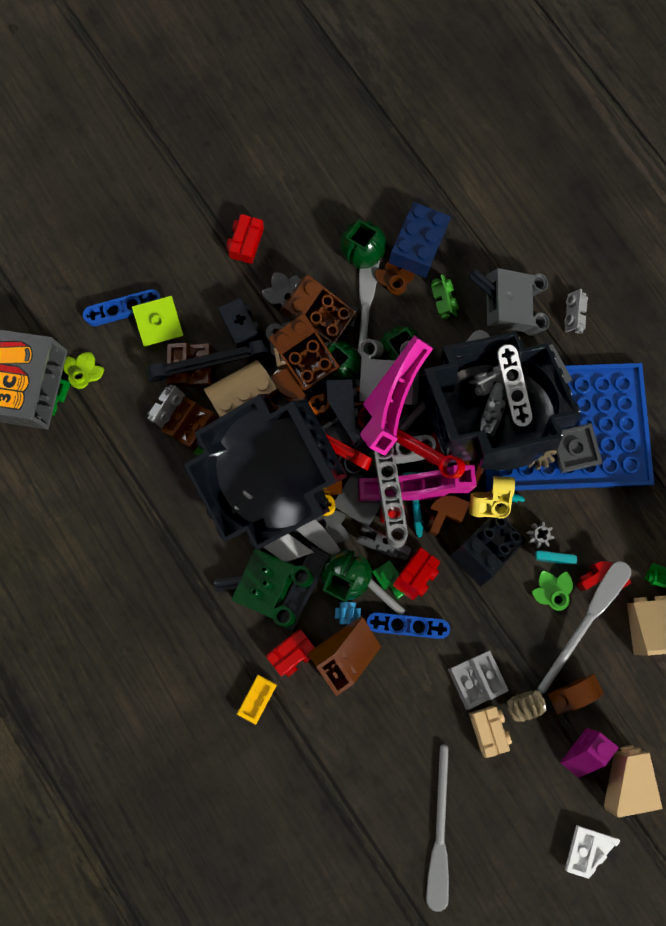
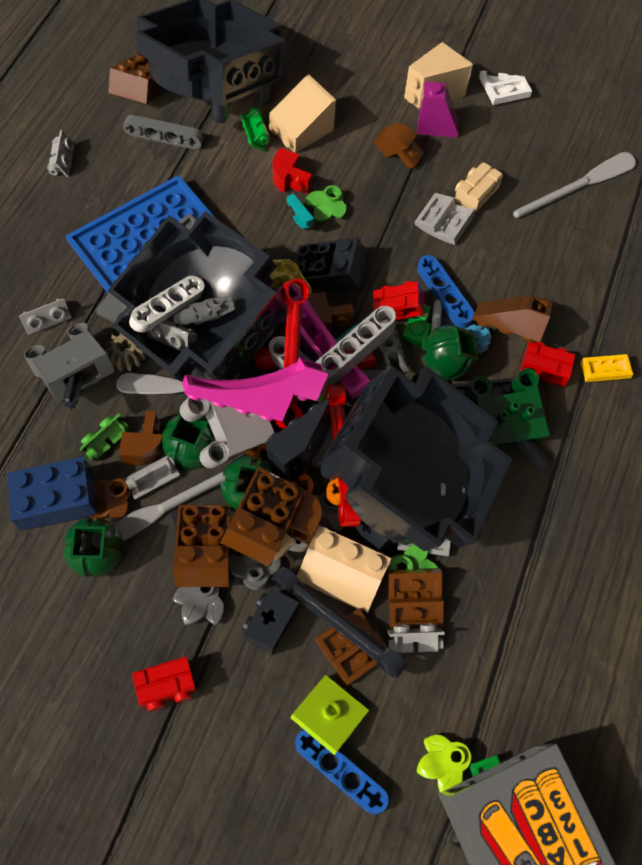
camera: 125 degrees left, 15 degrees down
(392, 309) = (152, 477): none -> light grey hinge
(418, 317) = (144, 447): none -> reddish brown brick
(526, 706) = (438, 169): dark tan gear -> none
(536, 530) = (287, 233): light grey gear -> none
(606, 592) = (299, 158): light grey piece -> none

